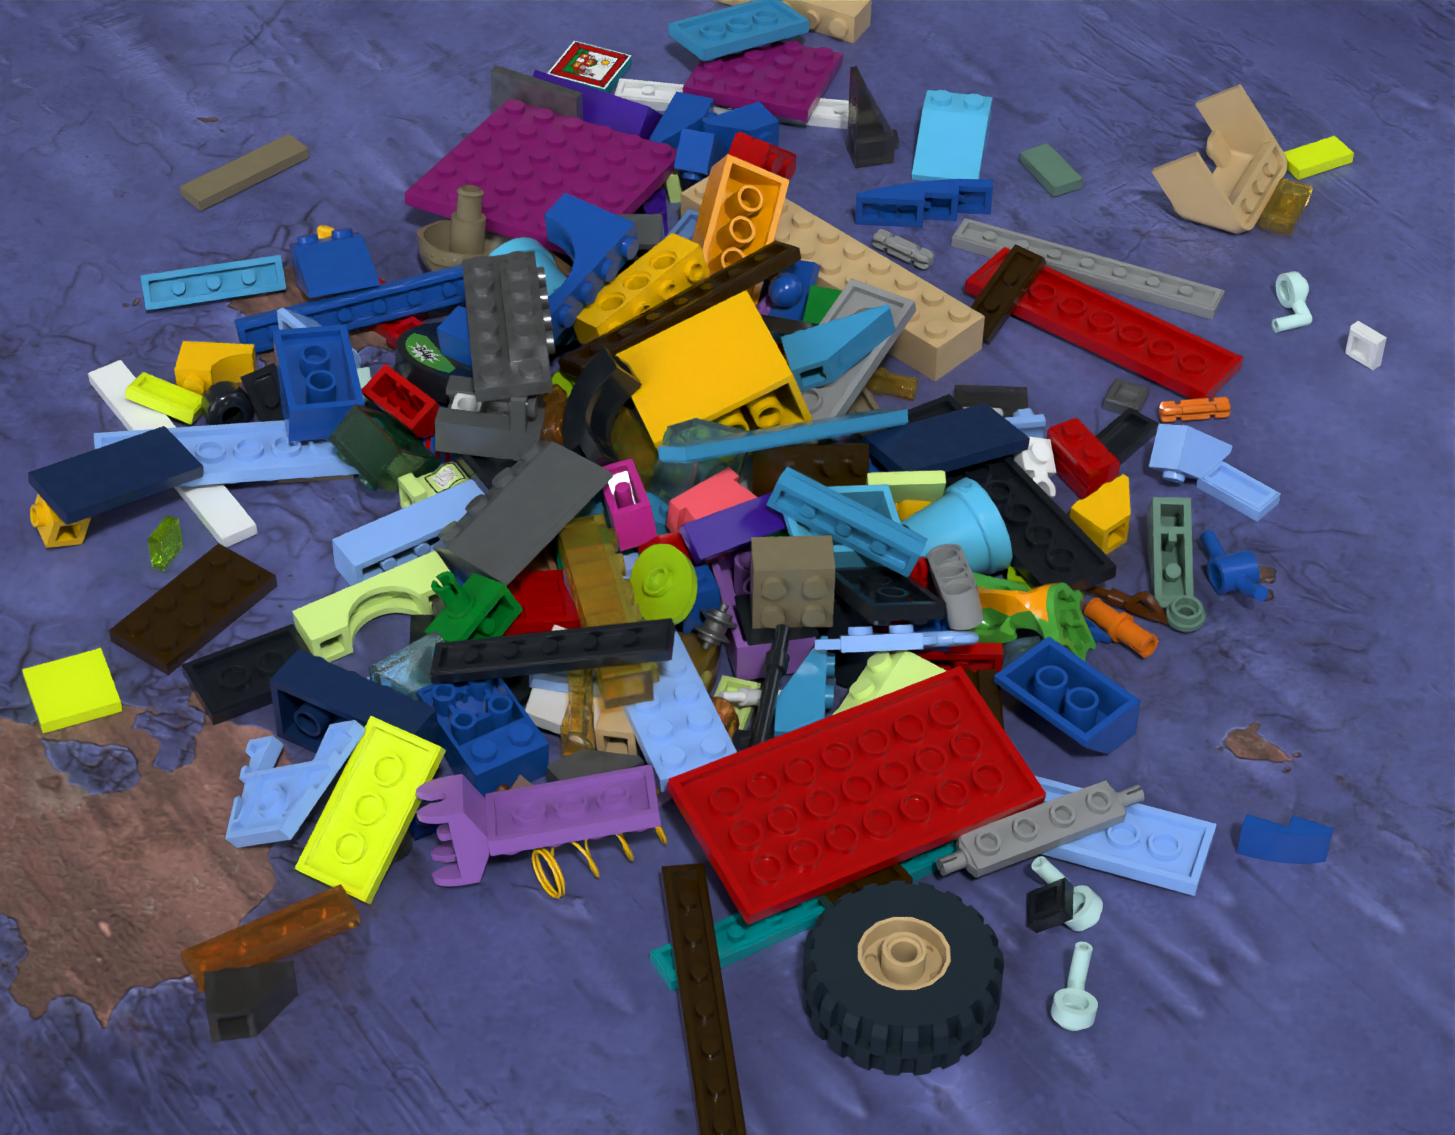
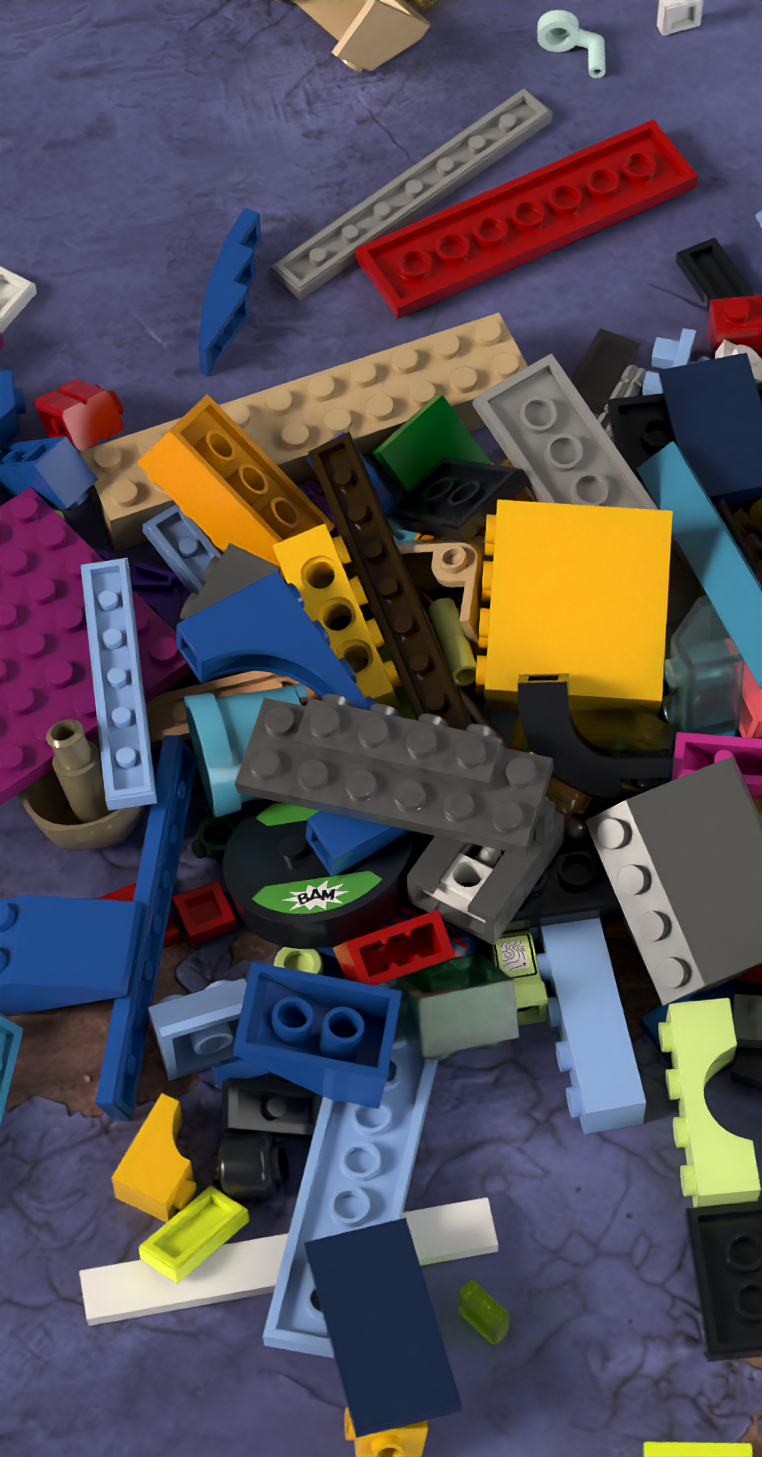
camera: 65 degrees left, 15 degrees up
(193, 609) = (604, 1316): dark brown plate -> none
(528, 216) = (118, 685): none -> light blue tile
(830, 349) = (584, 454): dark azure slope -> none
(868, 132) = (78, 286): clear smoke slope -> none
(903, 249) = (293, 346): light grey axle -> none
(952, 136) = (121, 218): medium azure slope -> none
(1007, 289) = (443, 273): dark brown tile -> none
(1050, 170) = (220, 151): sand green tile -> none
(1124, 396) = (652, 249): flat silver tile -> none
(1194, 409) = (703, 198): orange axle -> none

